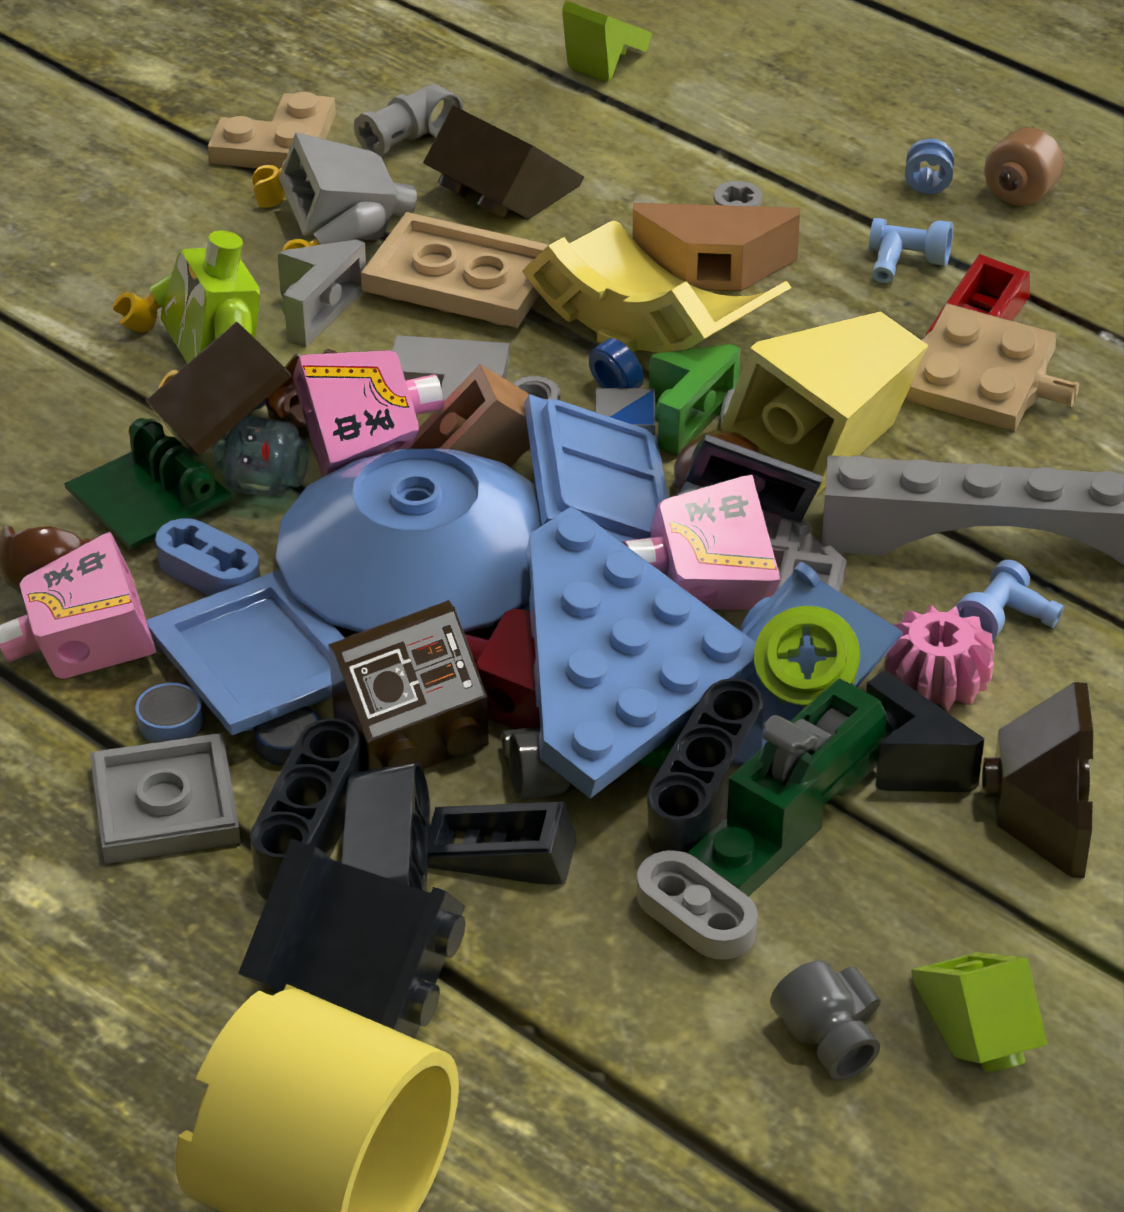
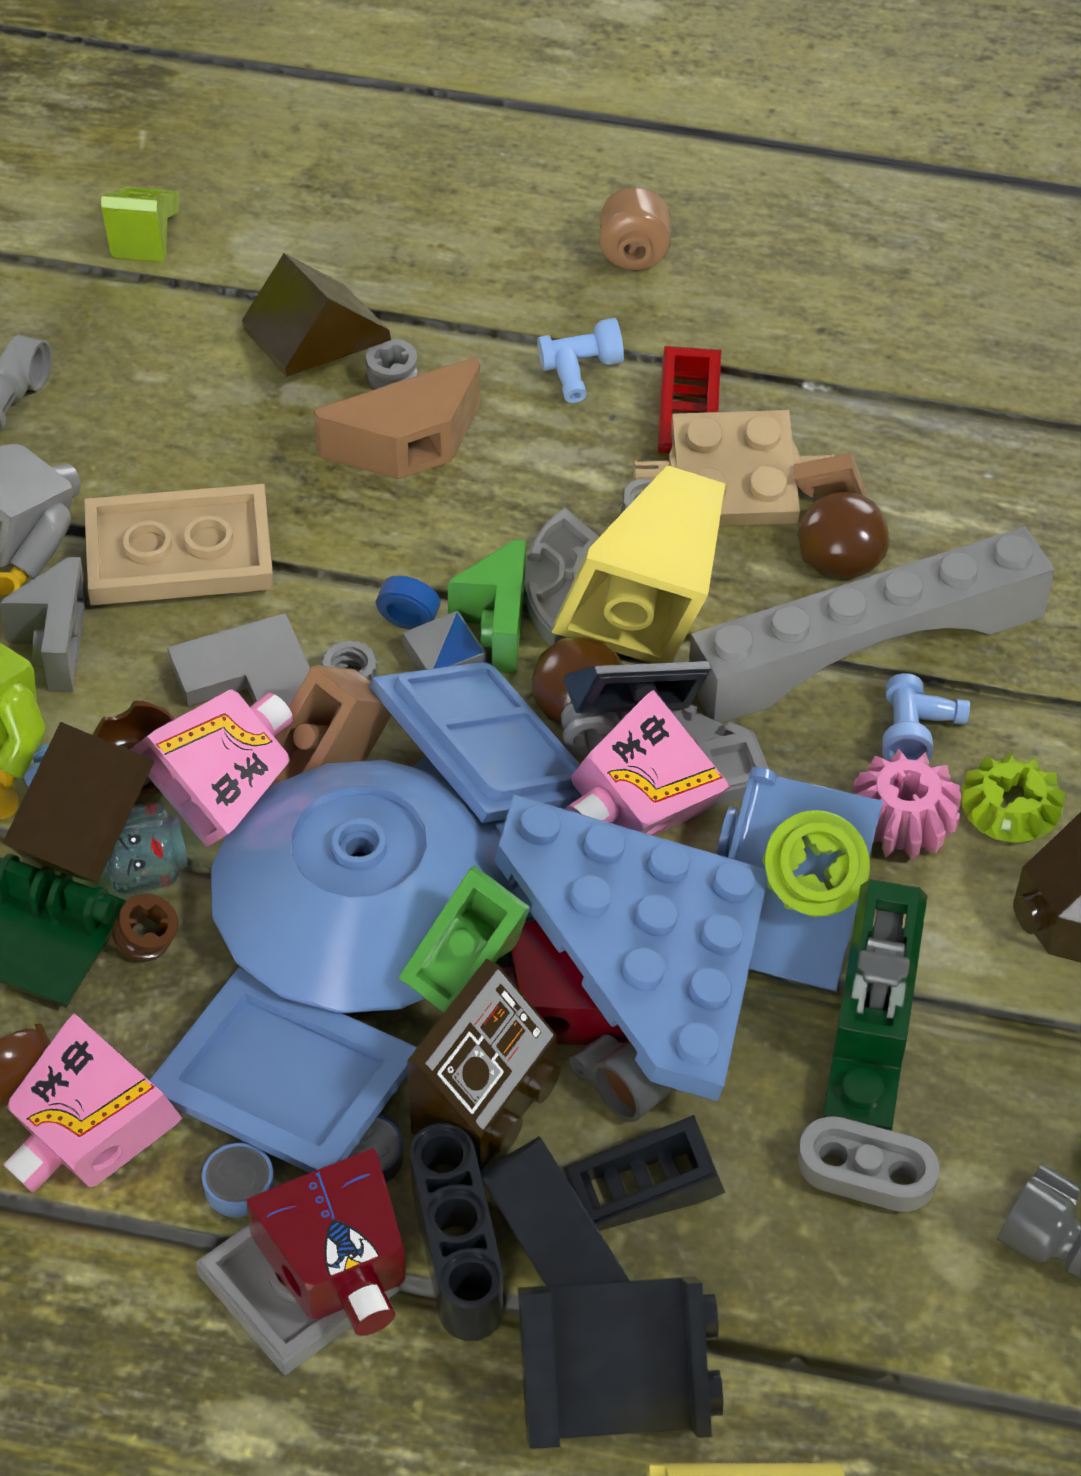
camera: 30 degrees left, 10 degrees up
(200, 766) = (334, 1240): none -> dark red torso
(204, 556) = (154, 986): medium blue beam -> none
(238, 502) = (151, 944): none -> reddish brown bush
(459, 571) = (475, 925): none -> bright green slope
(497, 166) = (138, 411): dark brown slope -> none
(629, 296) = (387, 518): light yellow panel -> none
(691, 145) = (309, 319): none -> dark brown slope
(693, 782) = (786, 1047): black beam -> none
(923, 743) = (960, 900): black slope -> none
(935, 153) = (544, 244): medium blue bush -> none
(1020, 684) = (1027, 816): none -> lime gear
(1044, 438) = (844, 535): none -> reddish brown hair
(1065, 402) = (829, 475): none -> medium nougat tile

